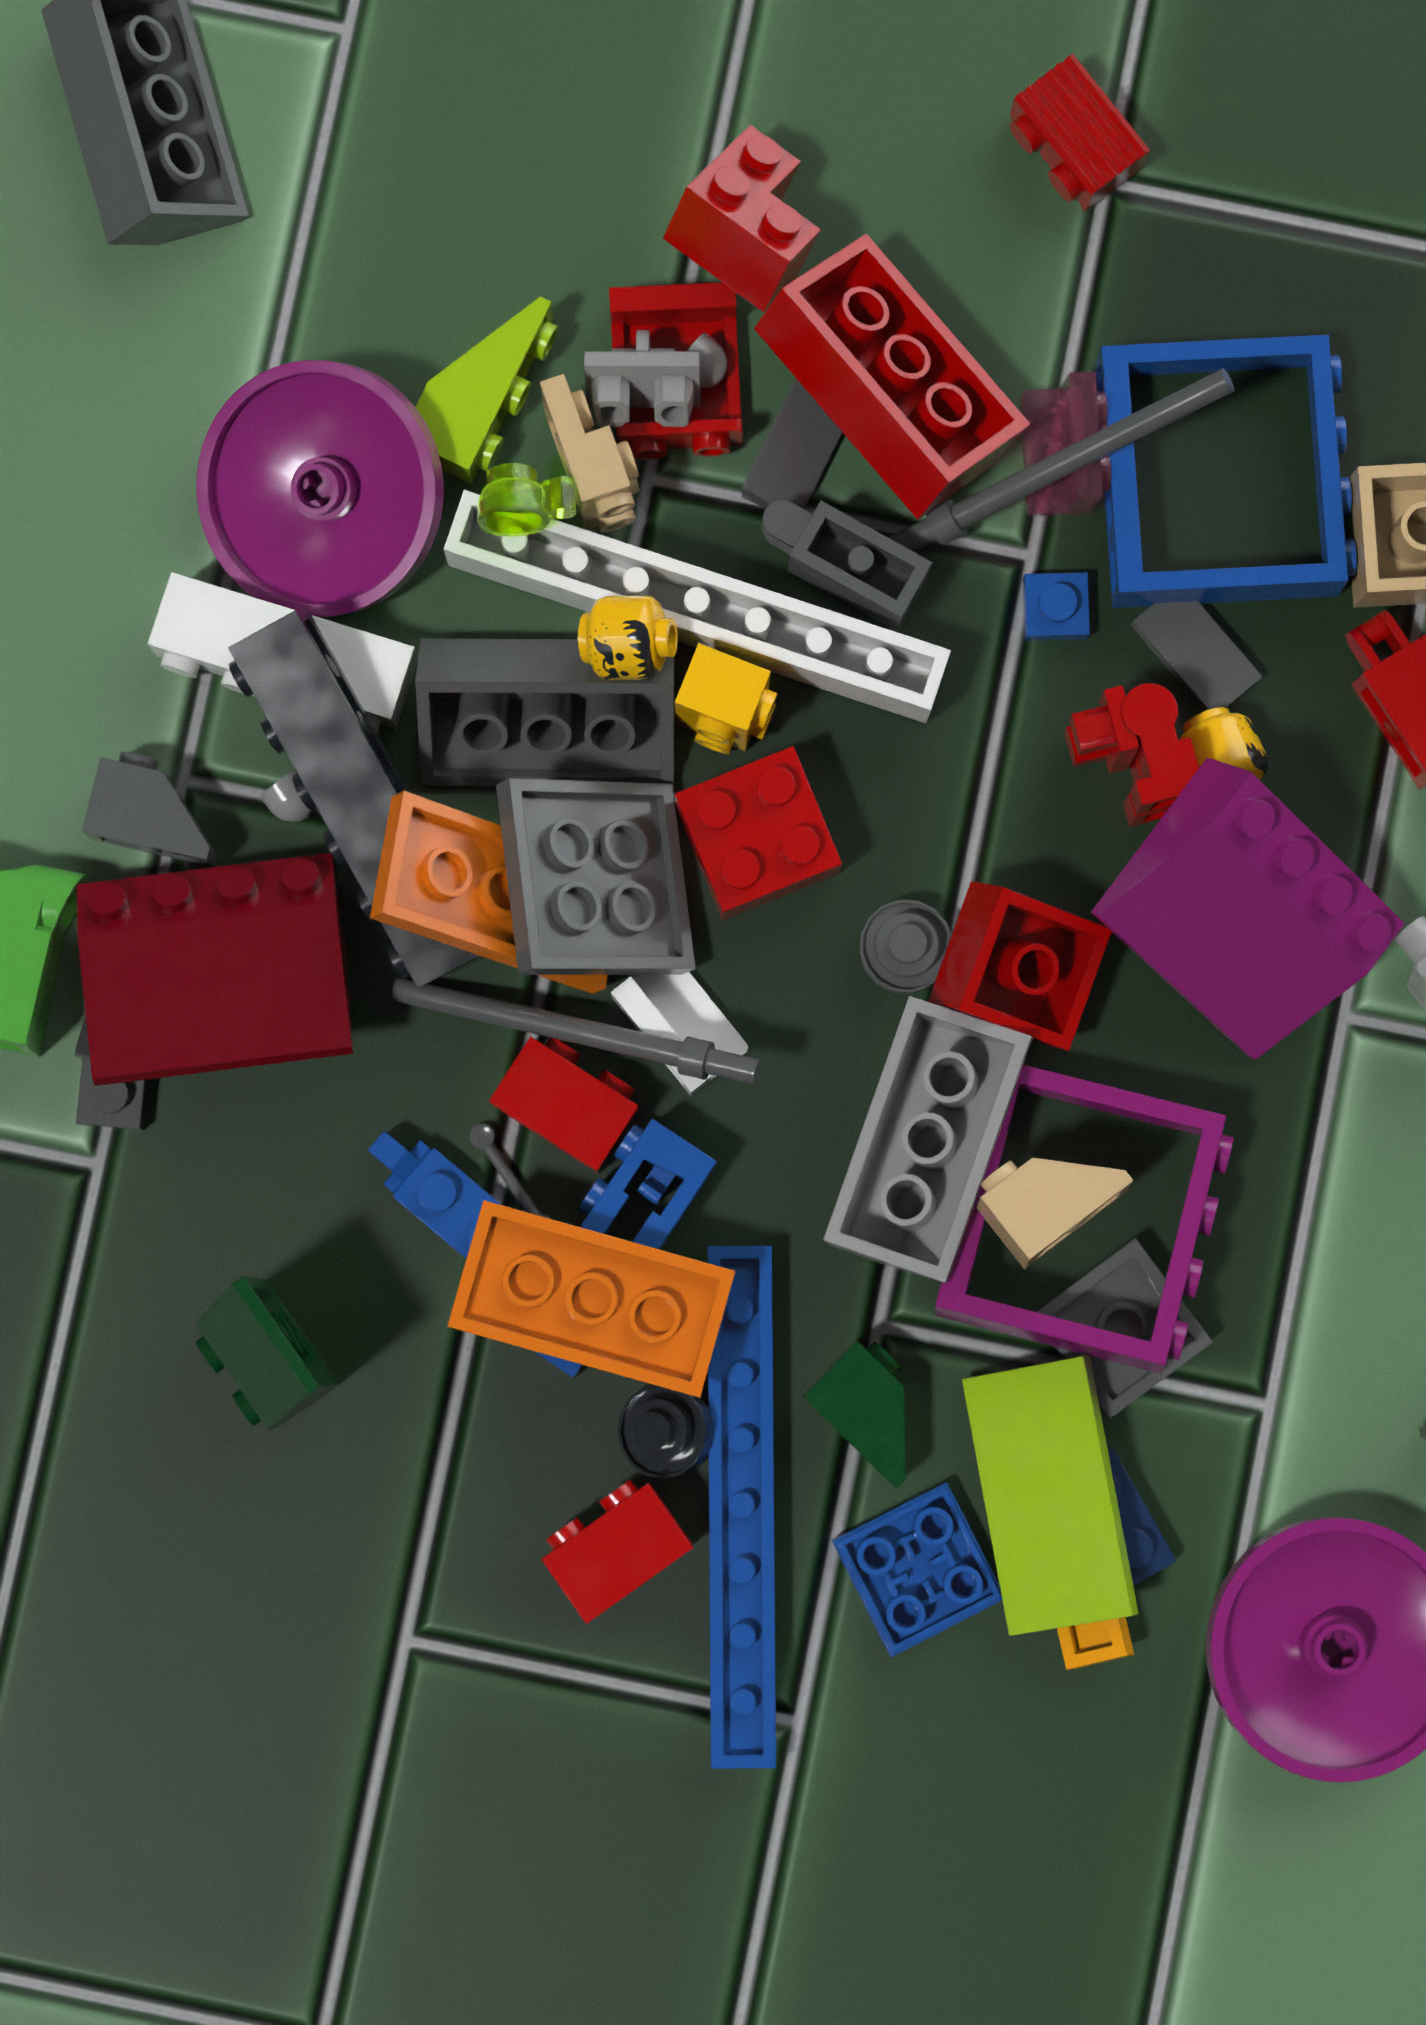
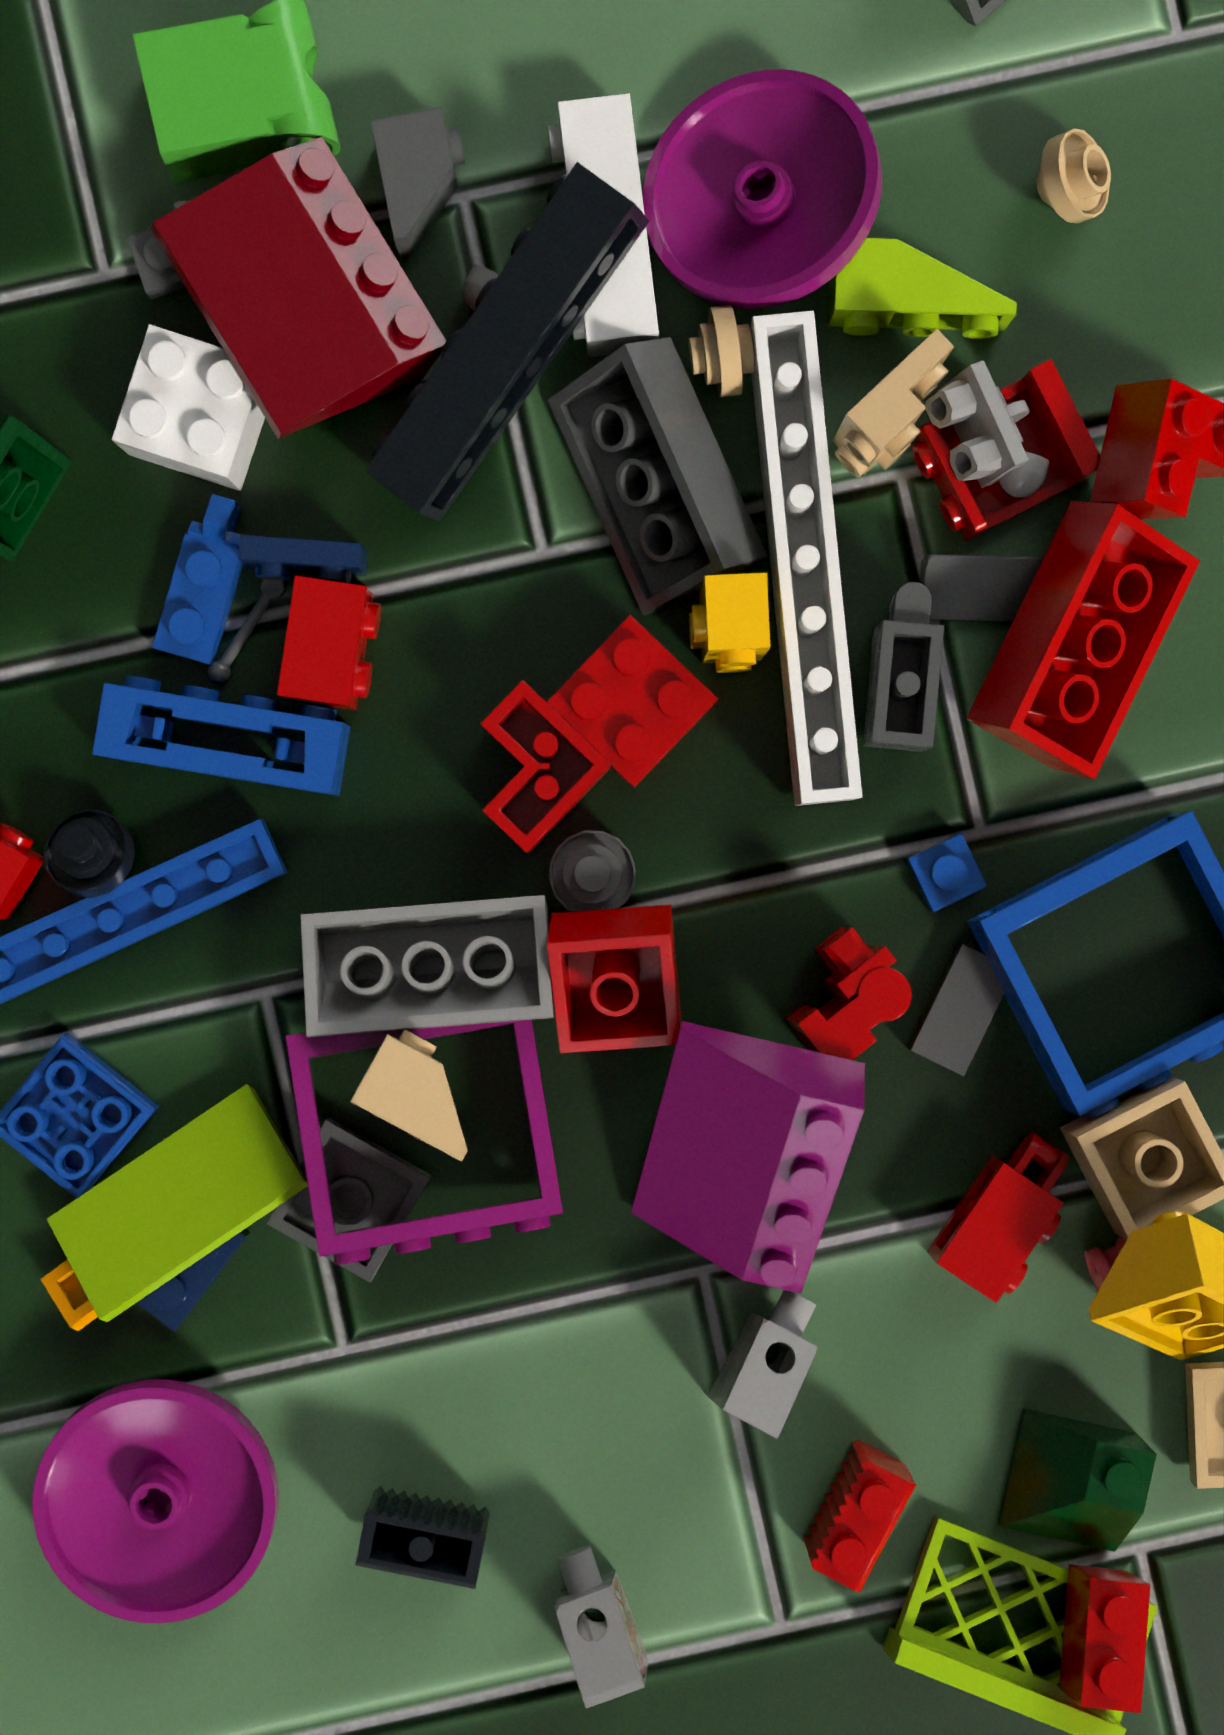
camera: 70 degrees right, 5 degrees up
(277, 1132) = (189, 410): none -> white brick
(441, 188) = (1074, 176): none -> tan plate
(449, 882) = (472, 497): orange plate -> none
(457, 594) = (722, 351): none -> tan plate
(459, 1113) = (277, 558): none -> dark blue plate
(520, 505) = (821, 362): clear neon green piece -> none
(591, 1298) = (159, 738): orange plate -> none
(595, 878) = (526, 578): dark grey plate -> none
(626, 637) = (745, 509): yellow head -> none
(677, 1009) = (441, 710): white panel -> none
(692, 1056) = (407, 730): dark grey bar -> none
(784, 932) = (556, 769): none -> red brick
(866, 1407) = (183, 1011): dark green slope -> none
(951, 519) = (981, 748): dark grey bar -> none
(1056, 422) = (1086, 816): clear pink bracket -> none
(1226, 739) = (889, 1071): yellow head -> none

